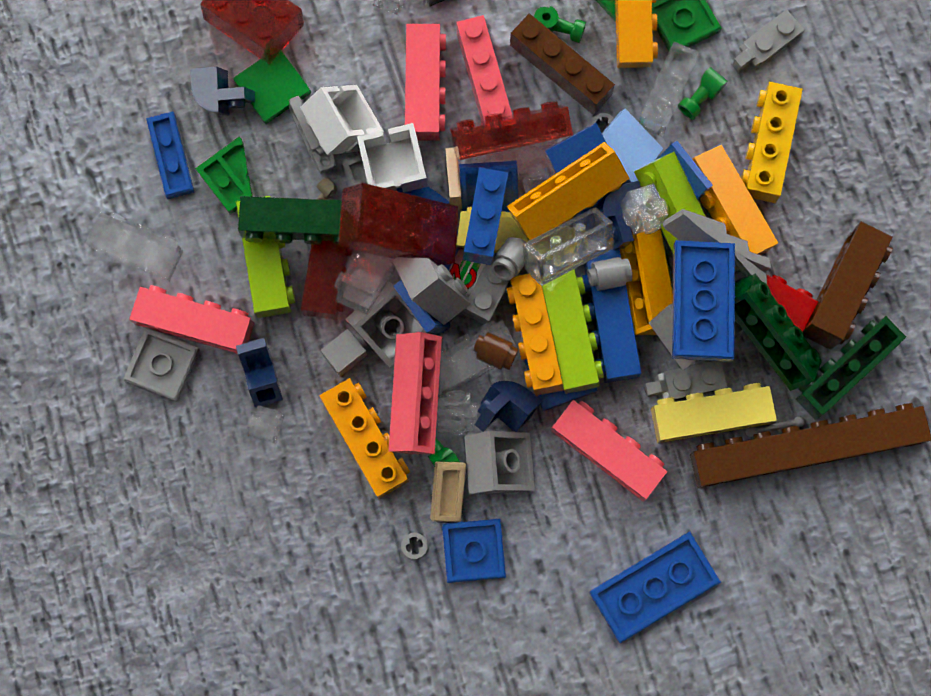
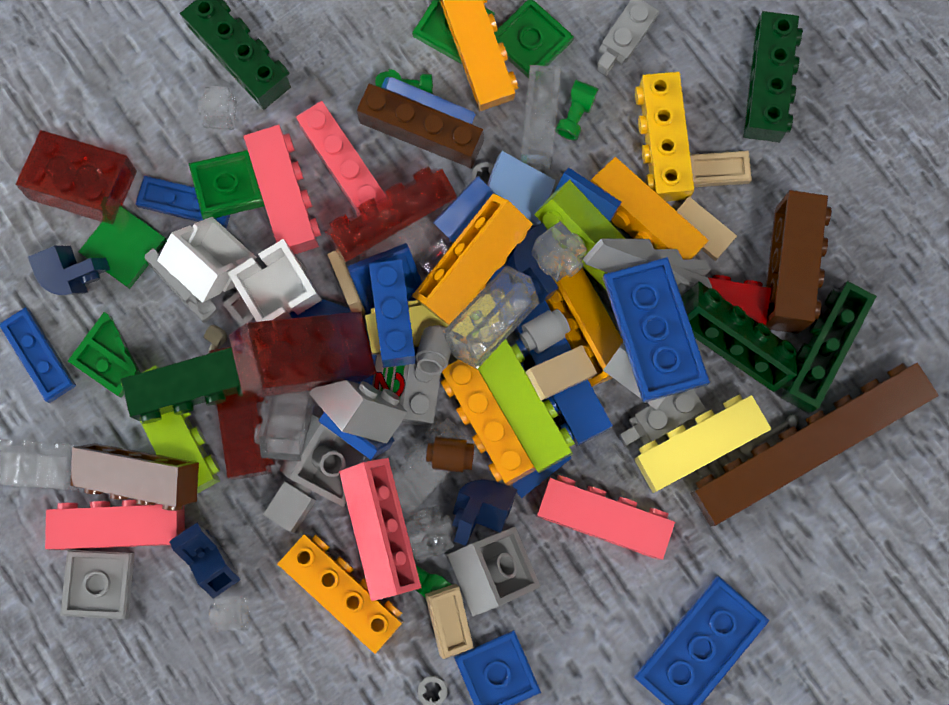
camera: 15 degrees left, 0 degrees up
(223, 281) = (135, 475): none -> brick
(336, 63) = (172, 200): none -> blue tile
(377, 61) = (226, 185): none -> green tile
(575, 43) = (427, 99): none -> tile
(612, 313) = (561, 372): none -> tan tile
(788, 241) = (717, 233): none -> tan tile
(810, 185) = (721, 169): none -> tan tile
(883, 118) = (772, 77): none -> dark green brick

